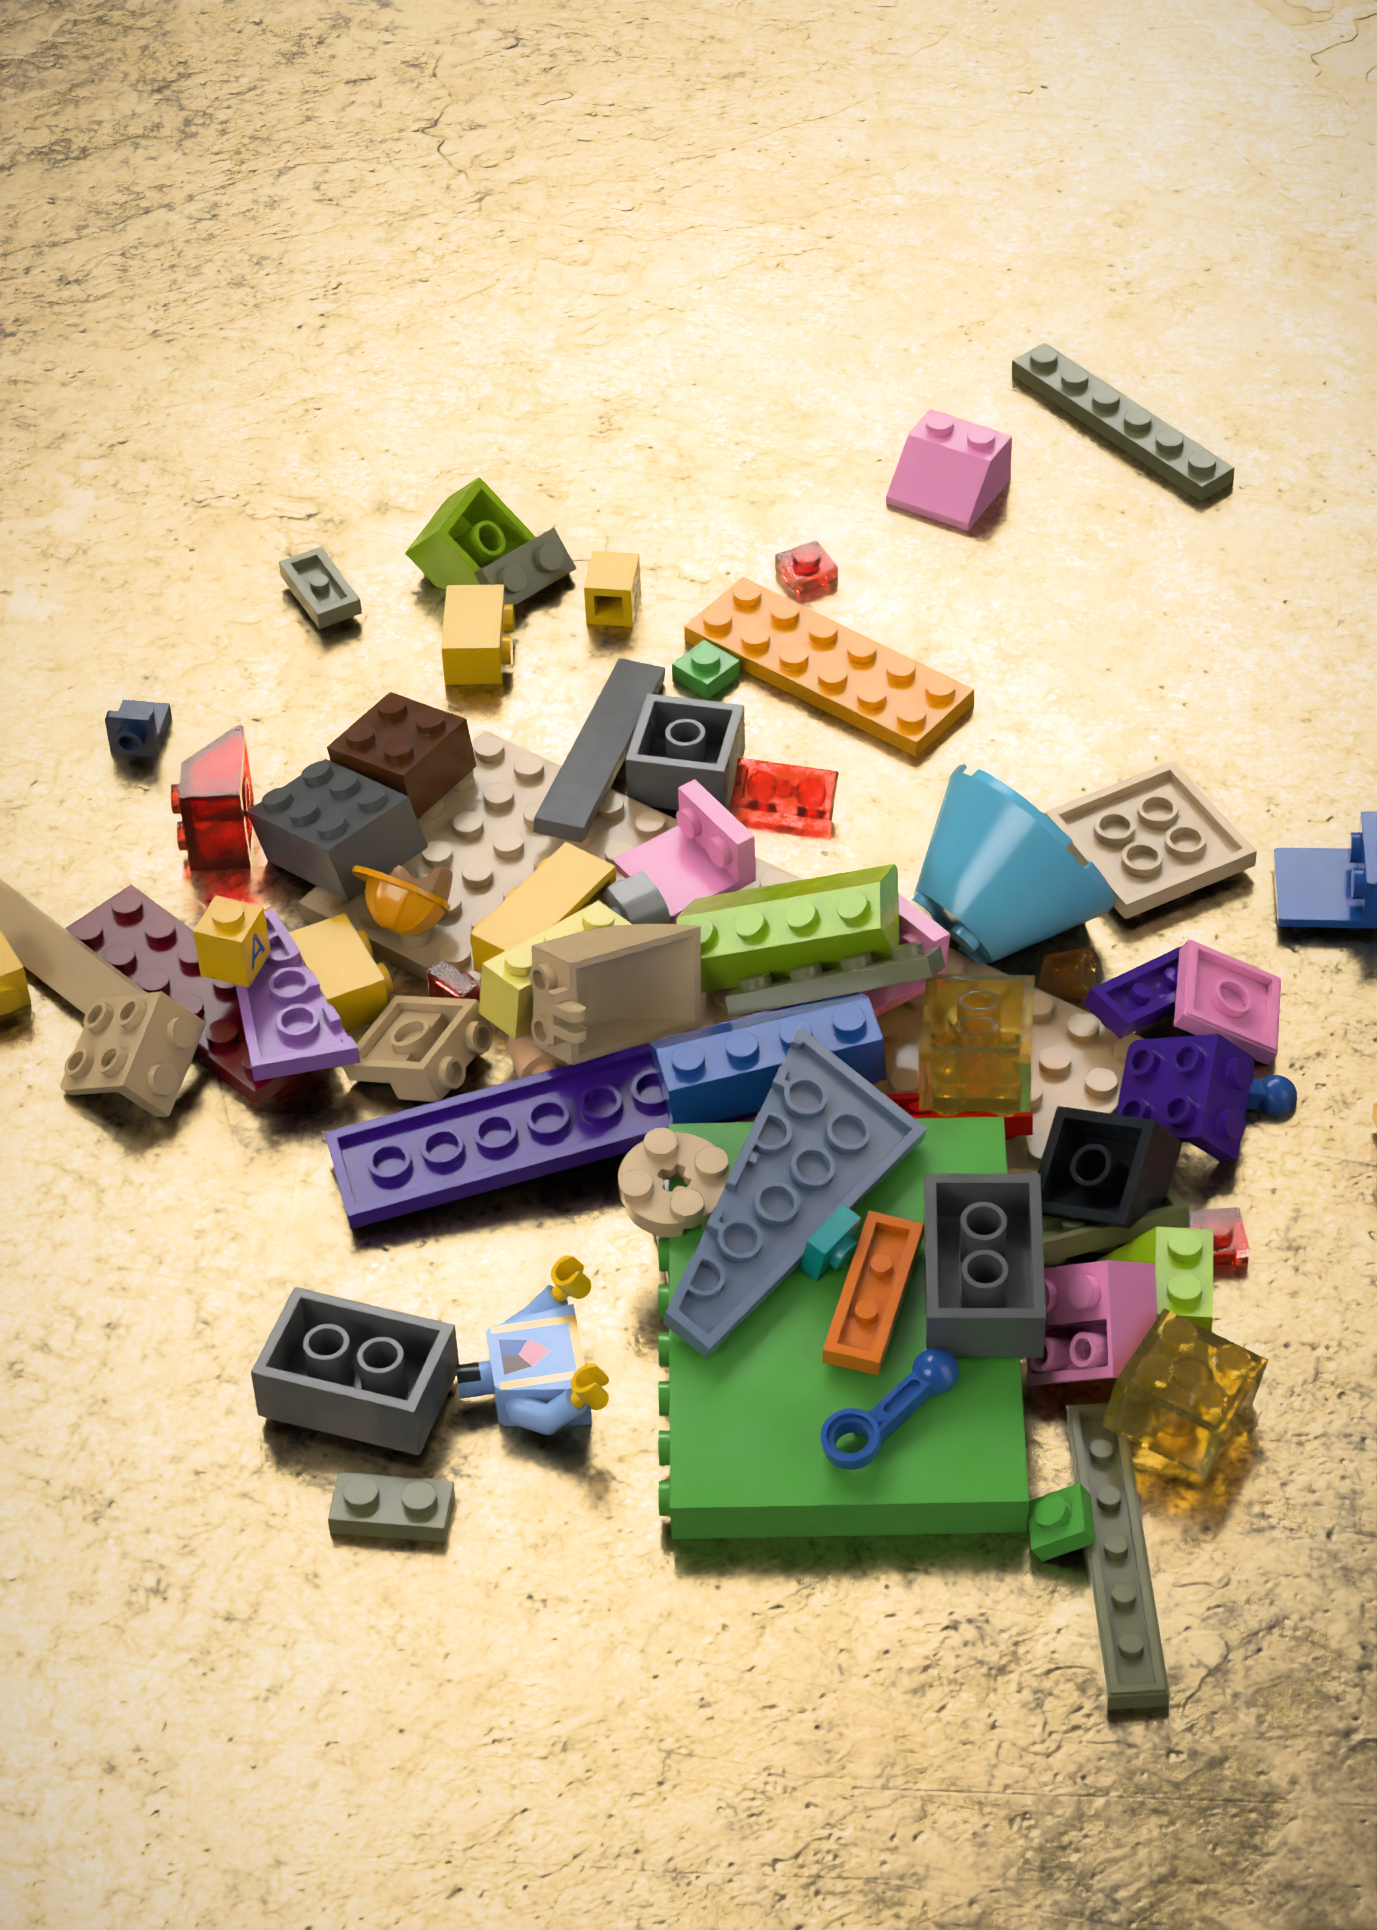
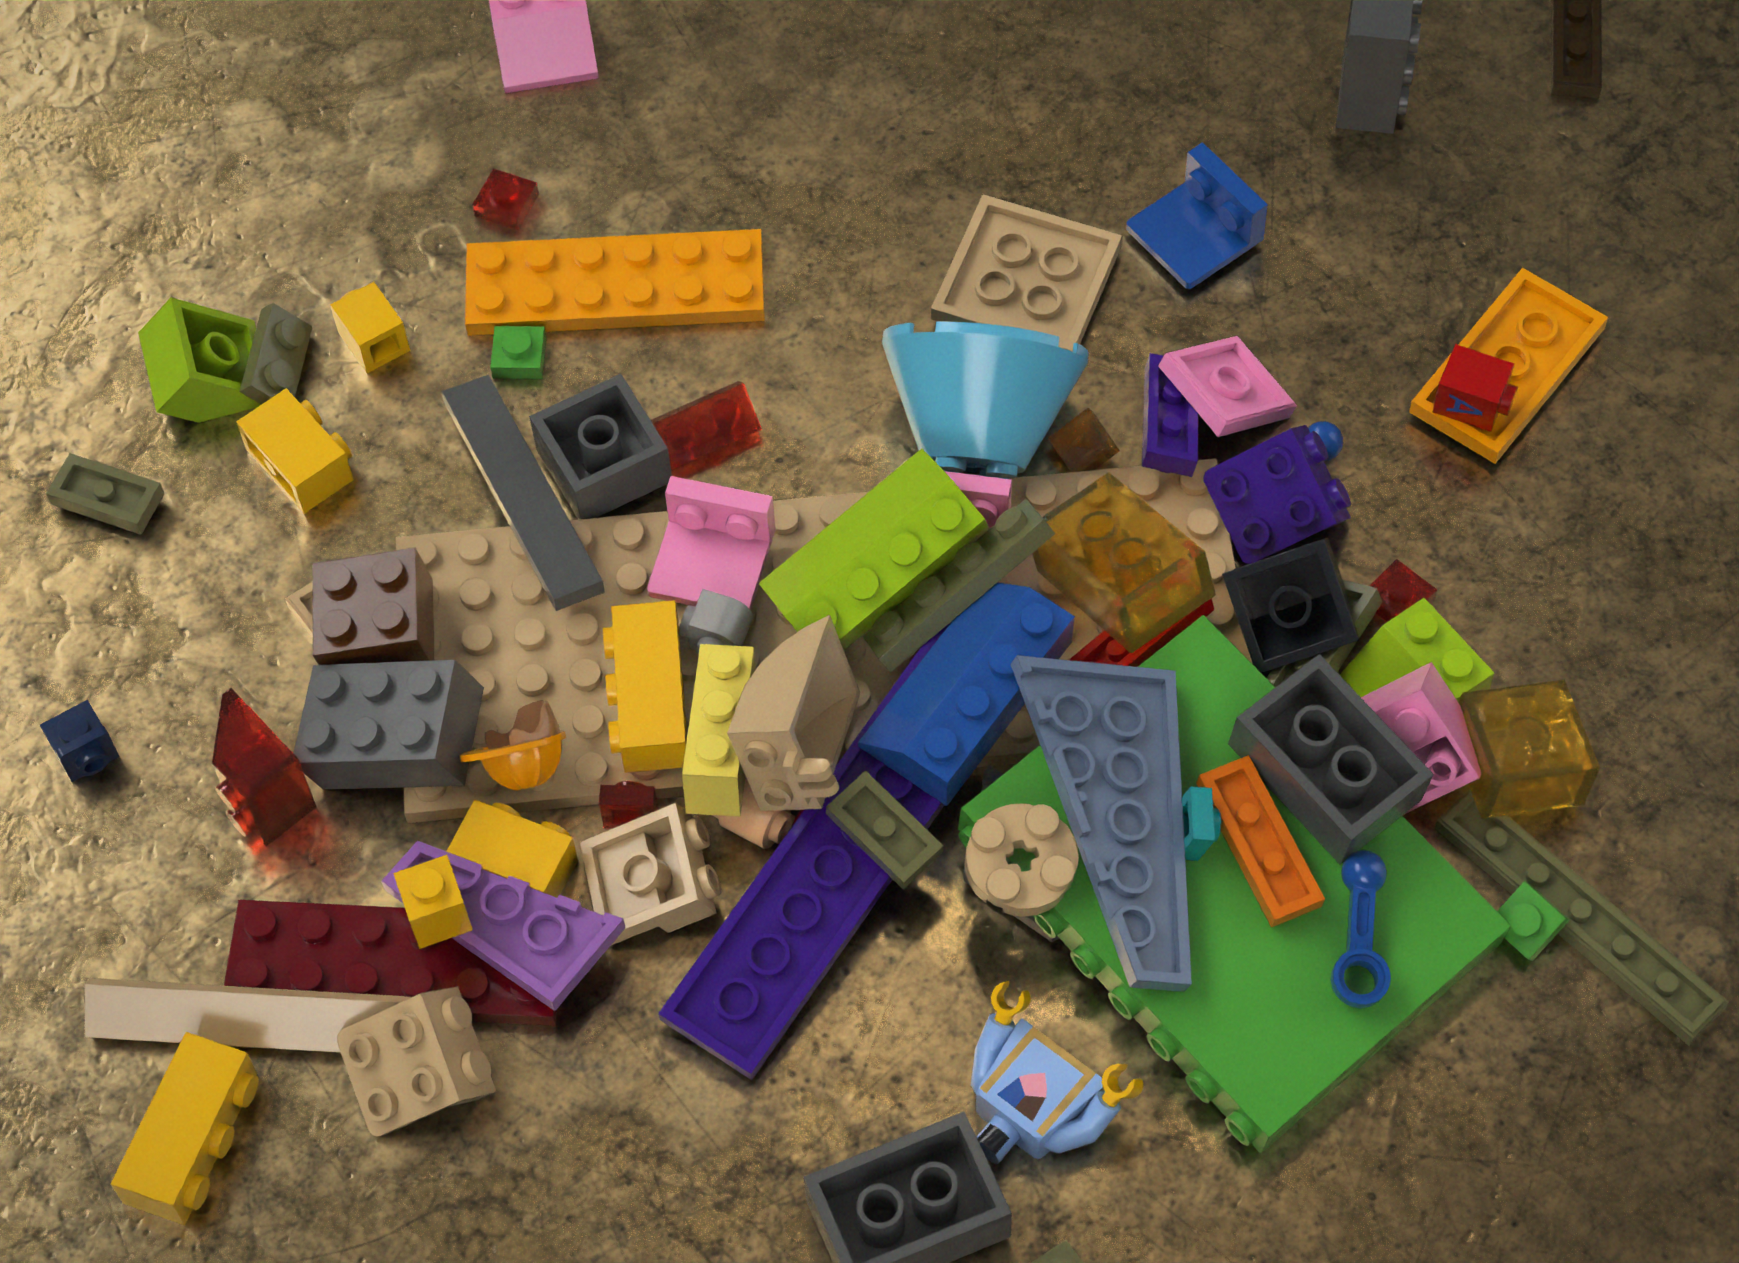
camera: 40 degrees left, 15 degrees up
(603, 1109) = (884, 829): none -> olive plate

